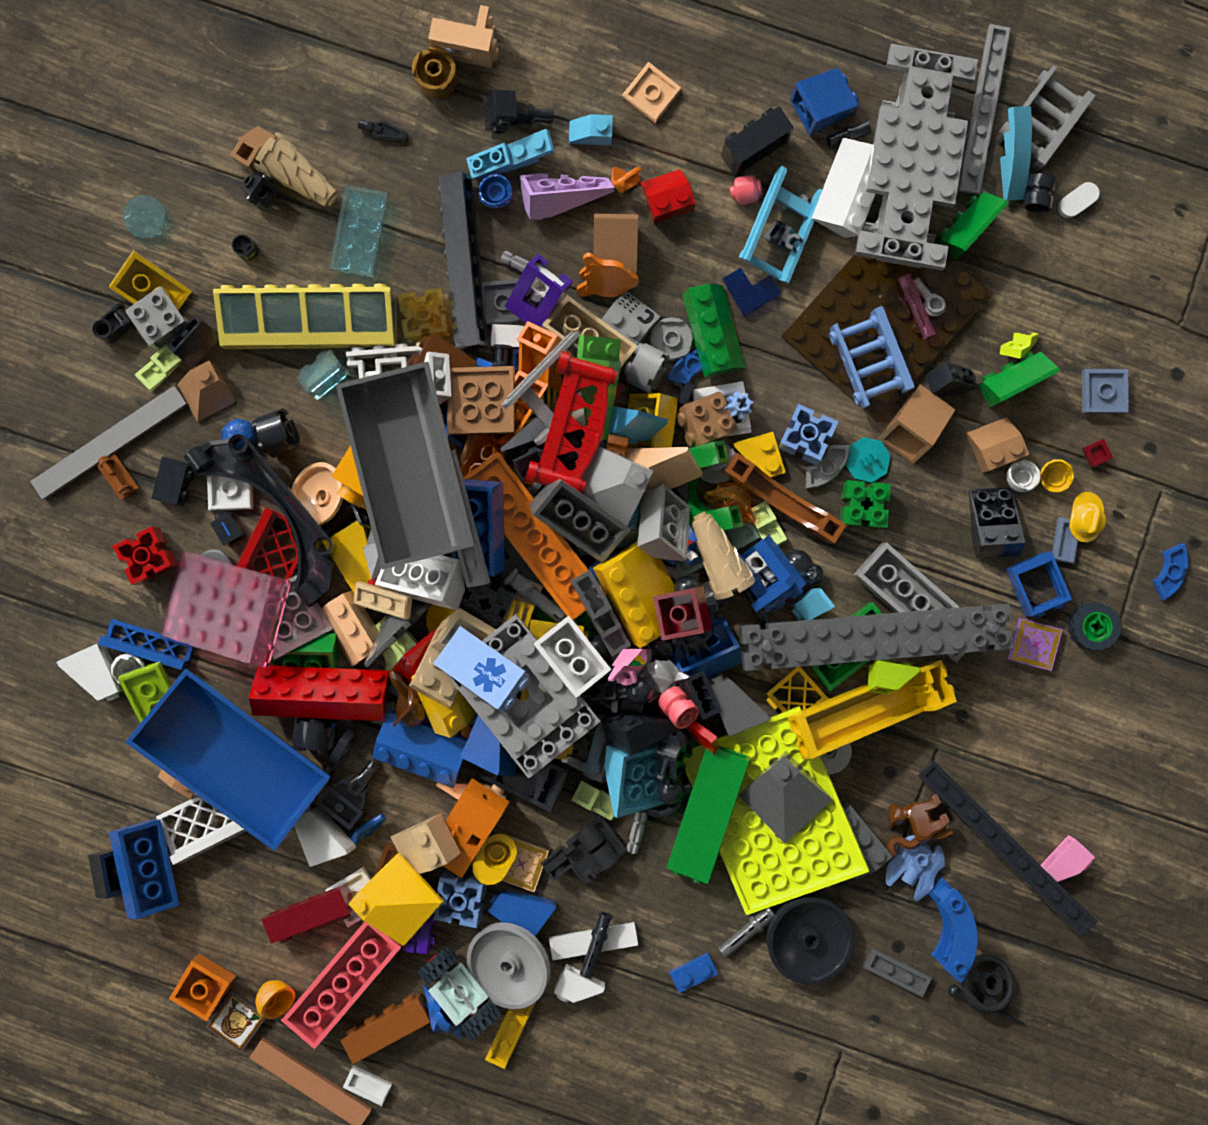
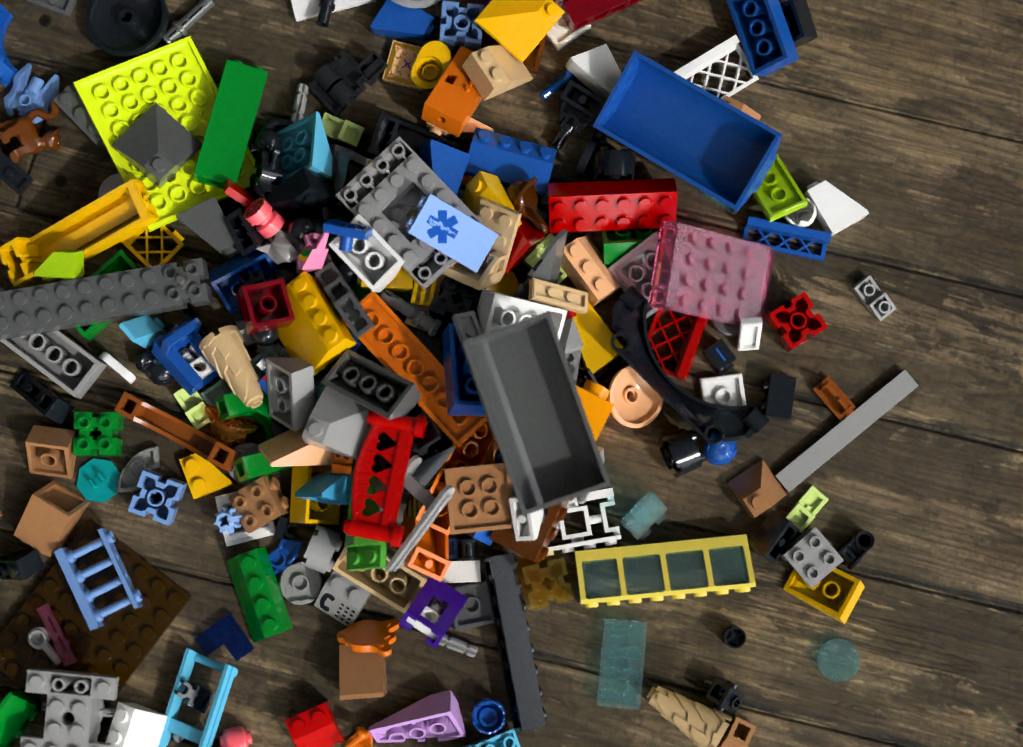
camera: 175 degrees right, 5 degrees down
(64, 573) = (873, 298): none -> light grey slope
(194, 547) = (749, 333): none -> white tile
(588, 677) = (347, 232): none -> blue tile
(841, 571) = (117, 367): none -> white tile
(913, 491) = (51, 451): none -> medium nougat slope
(920, 547) = (41, 397): none -> black slope

